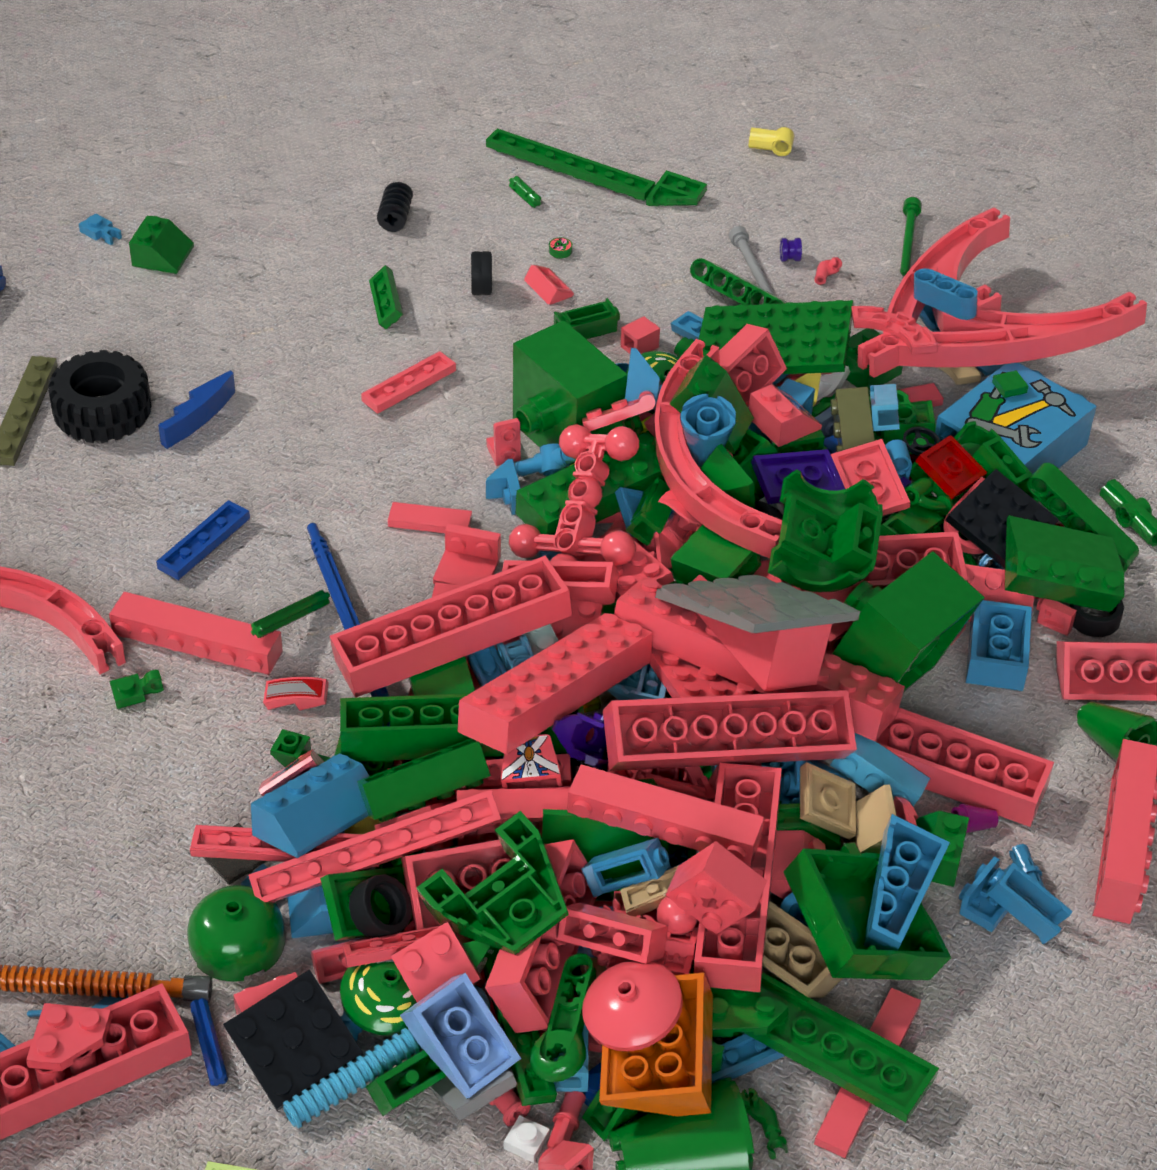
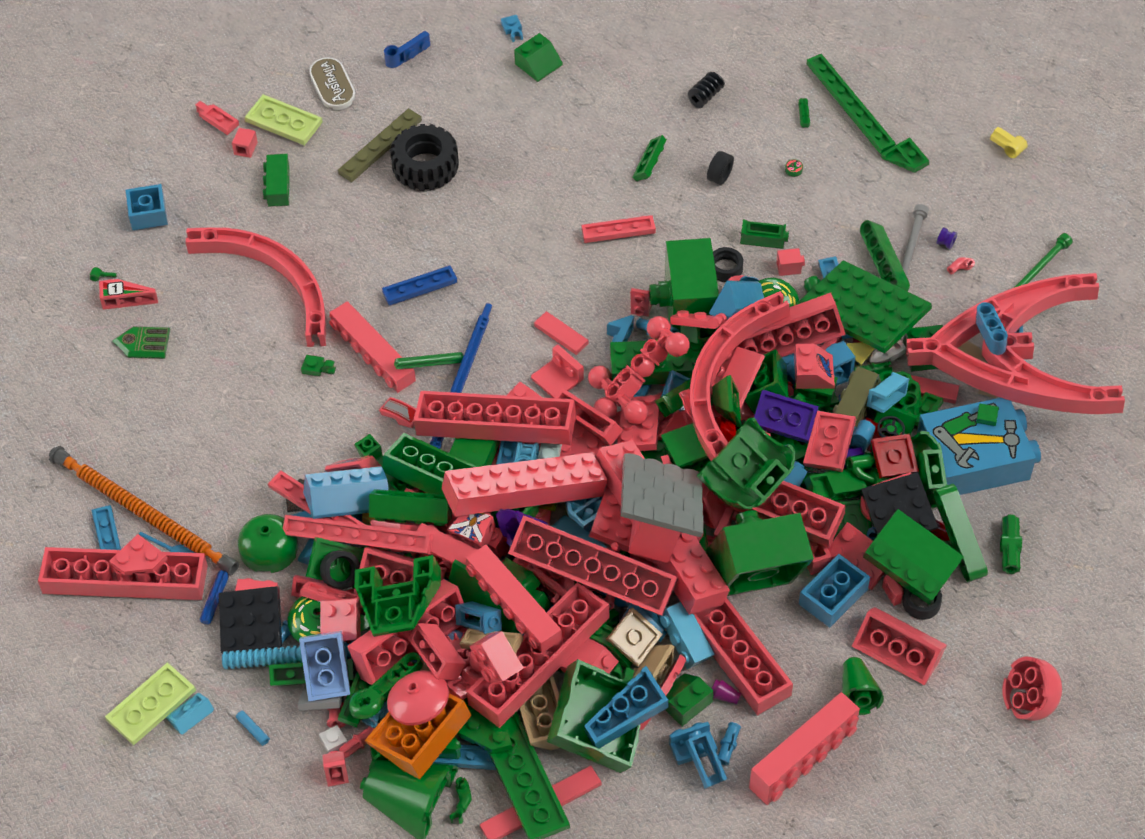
camera: 35 degrees right, 10 degrees up
(203, 405) = (475, 193): blue slope -> none
(547, 284) = (764, 193): coral slope -> none
(706, 425) = (730, 357): dark azure cone -> none
(712, 379) = (755, 344): green slope -> none
(901, 325) = (944, 337): coral tile -> none

